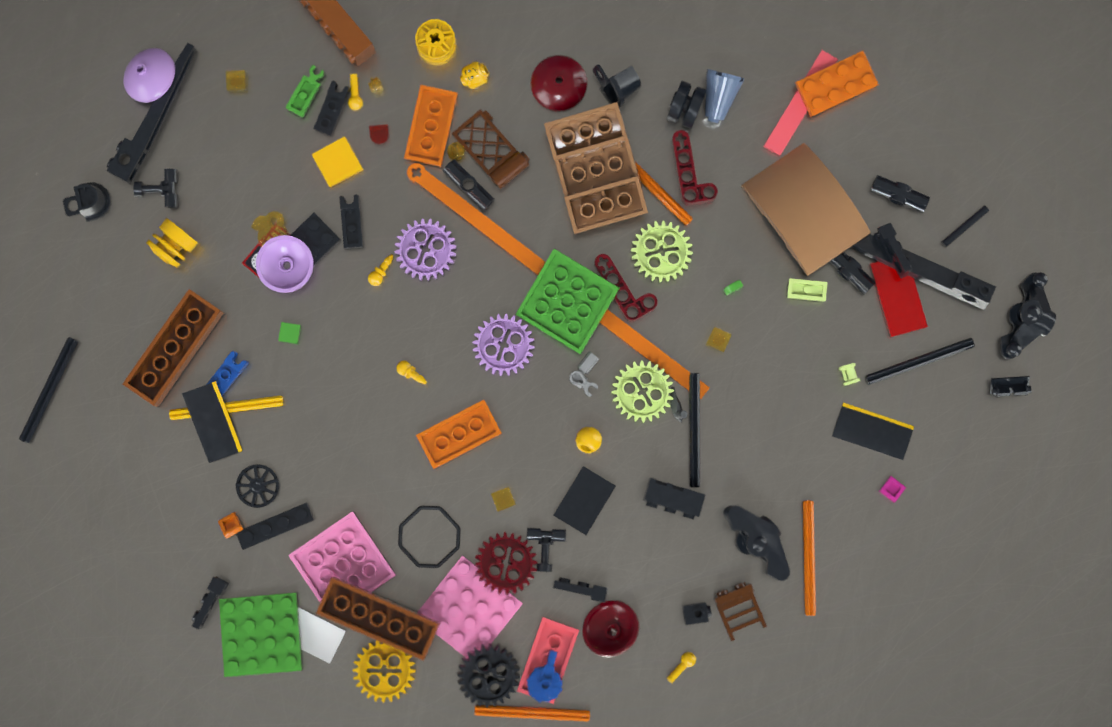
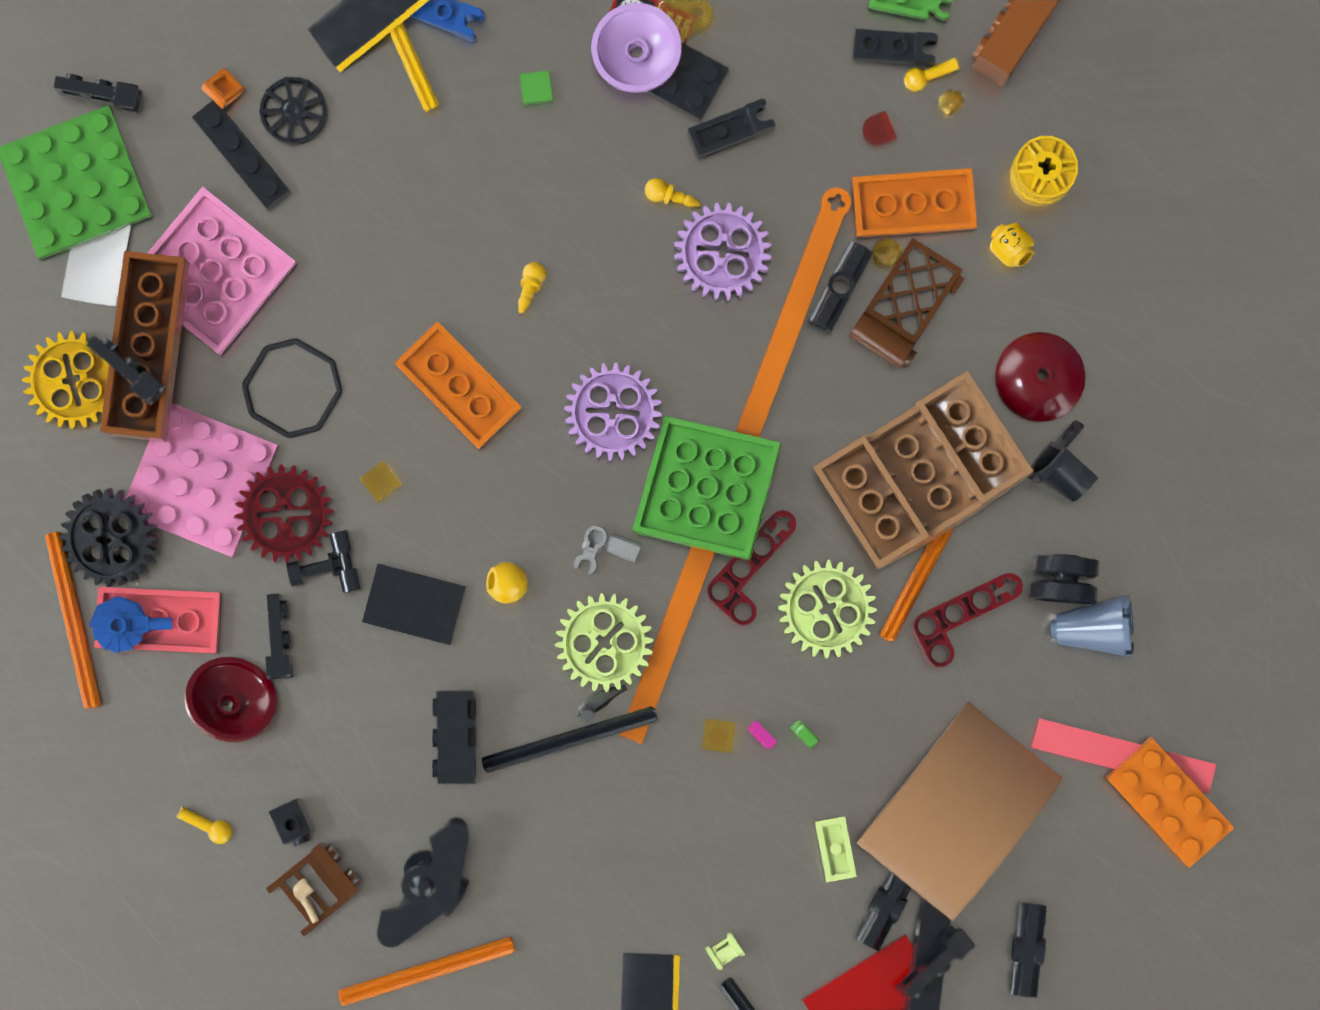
camera: 70 degrees right, 0 degrees up
(337, 162) = (816, 80): yellow tile -> none
(404, 624) = (143, 385): none -> black plate
(726, 313) = (762, 735): none -> dark pink tile
(740, 619) = (301, 891): none -> tan hand

